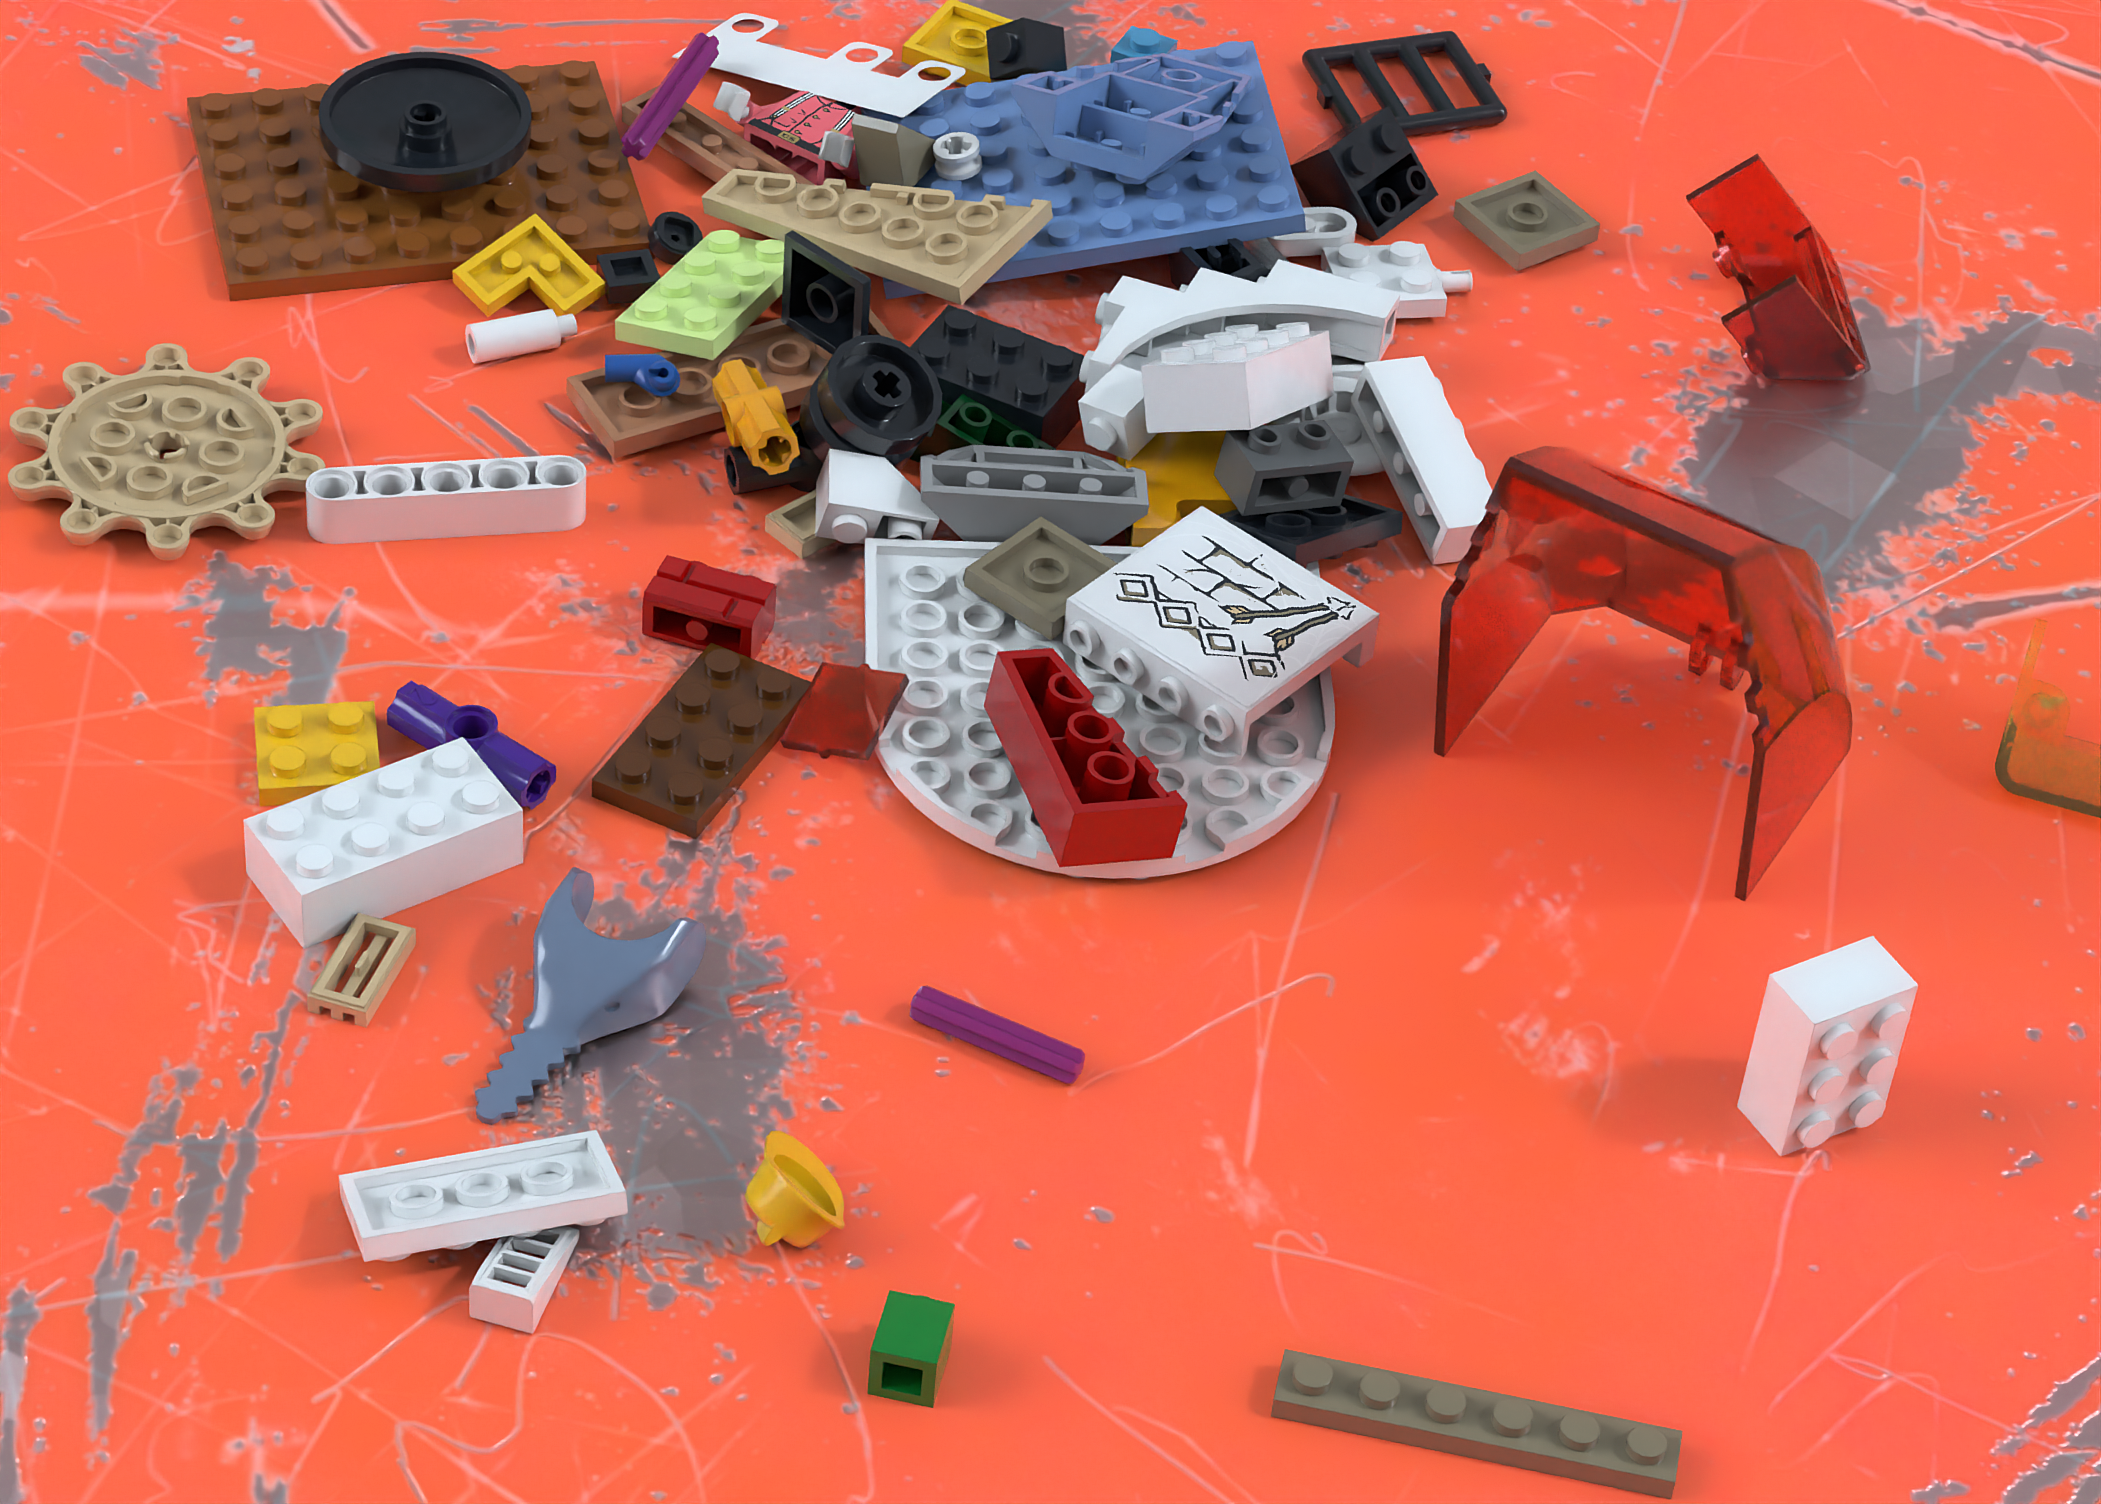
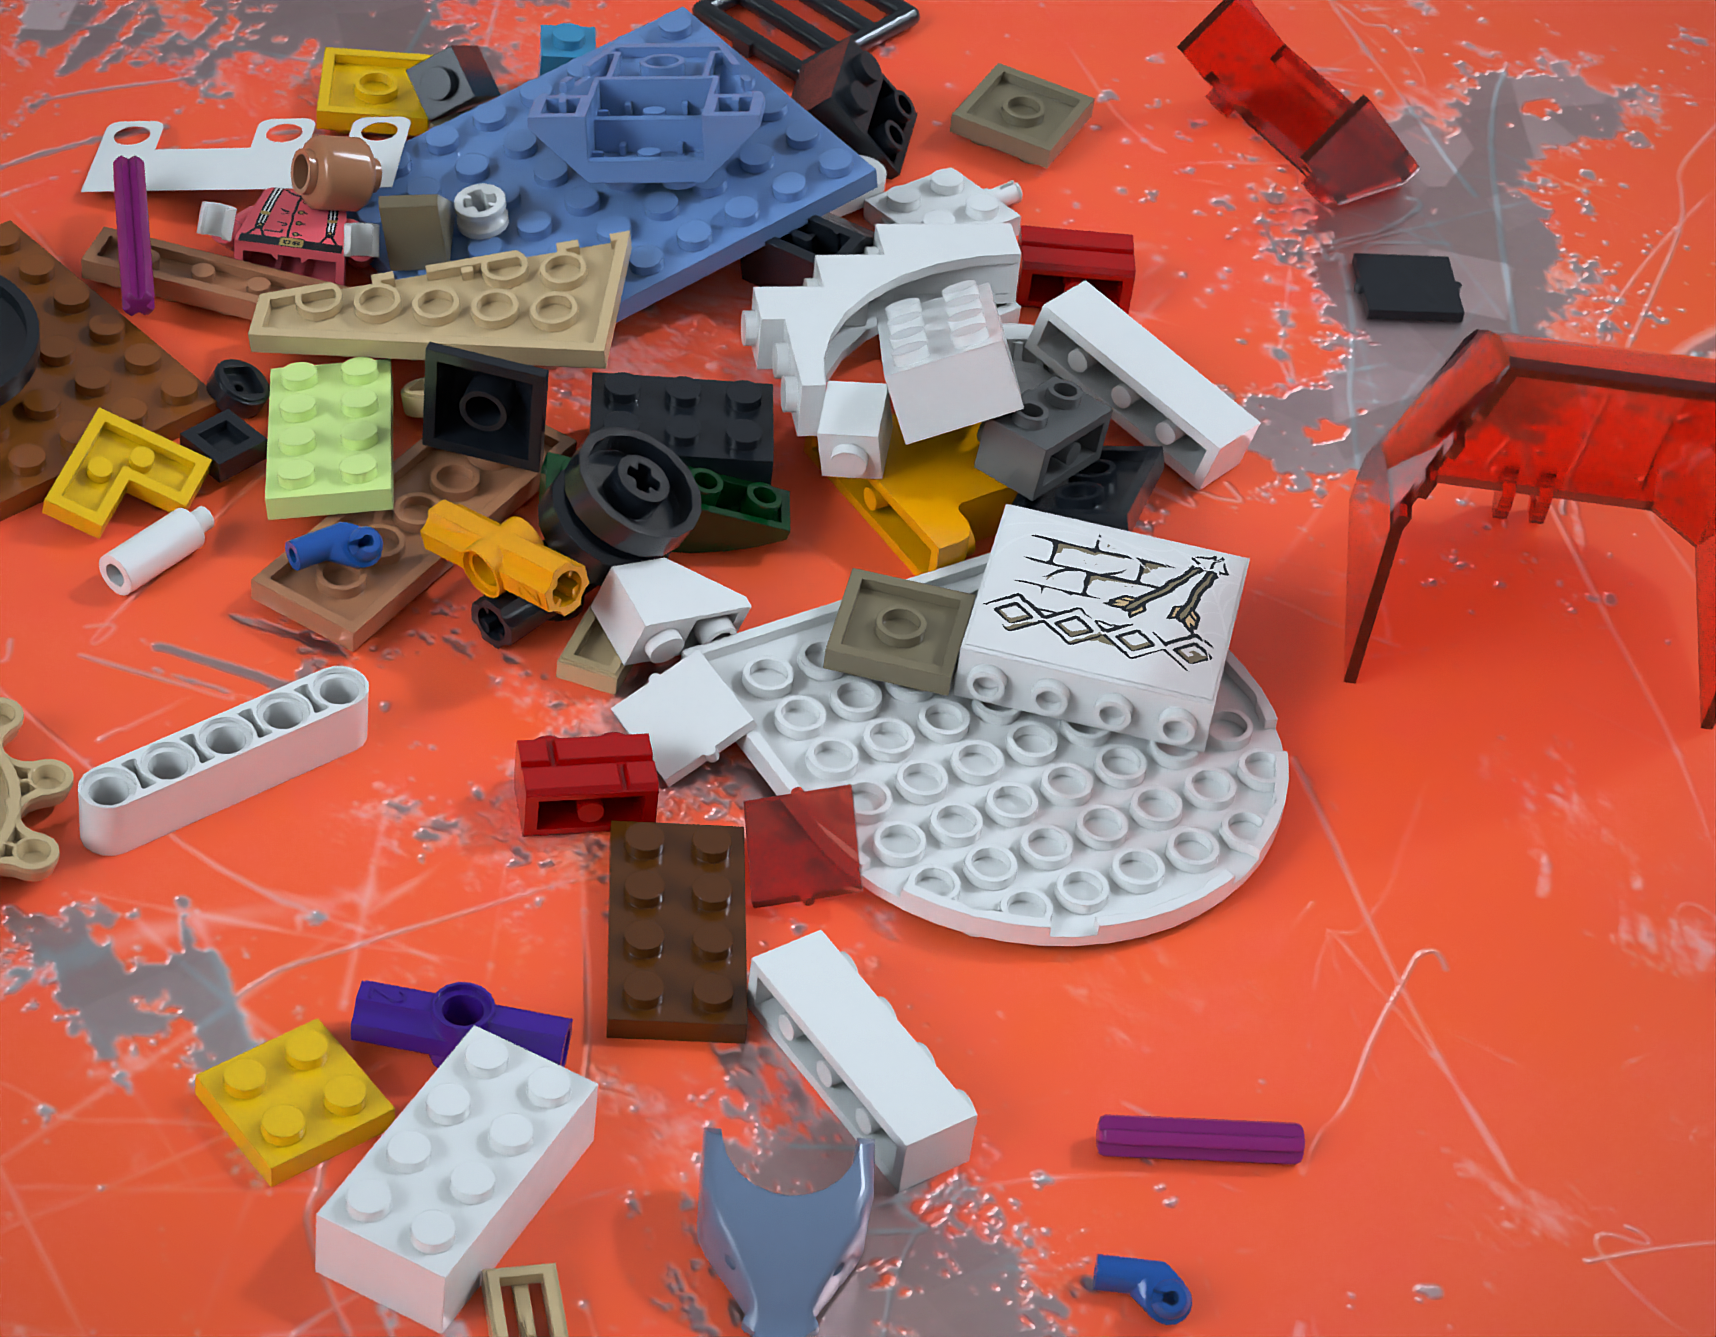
camera: 30 degrees left, 0 degrees up
(763, 877) = (861, 1059): none -> white brick
(830, 588) = (687, 716): none -> white piece
(852, 87) = (335, 173): none -> nougat head
(865, 1116) = (1148, 1282): none -> blue arm
(1000, 490) = (804, 546): light grey wedge -> none
(1074, 767) = (1090, 821): red wedge -> none
(1464, 354) = (1062, 258): none -> red brick
(1777, 464) = (1408, 287): none -> black piece

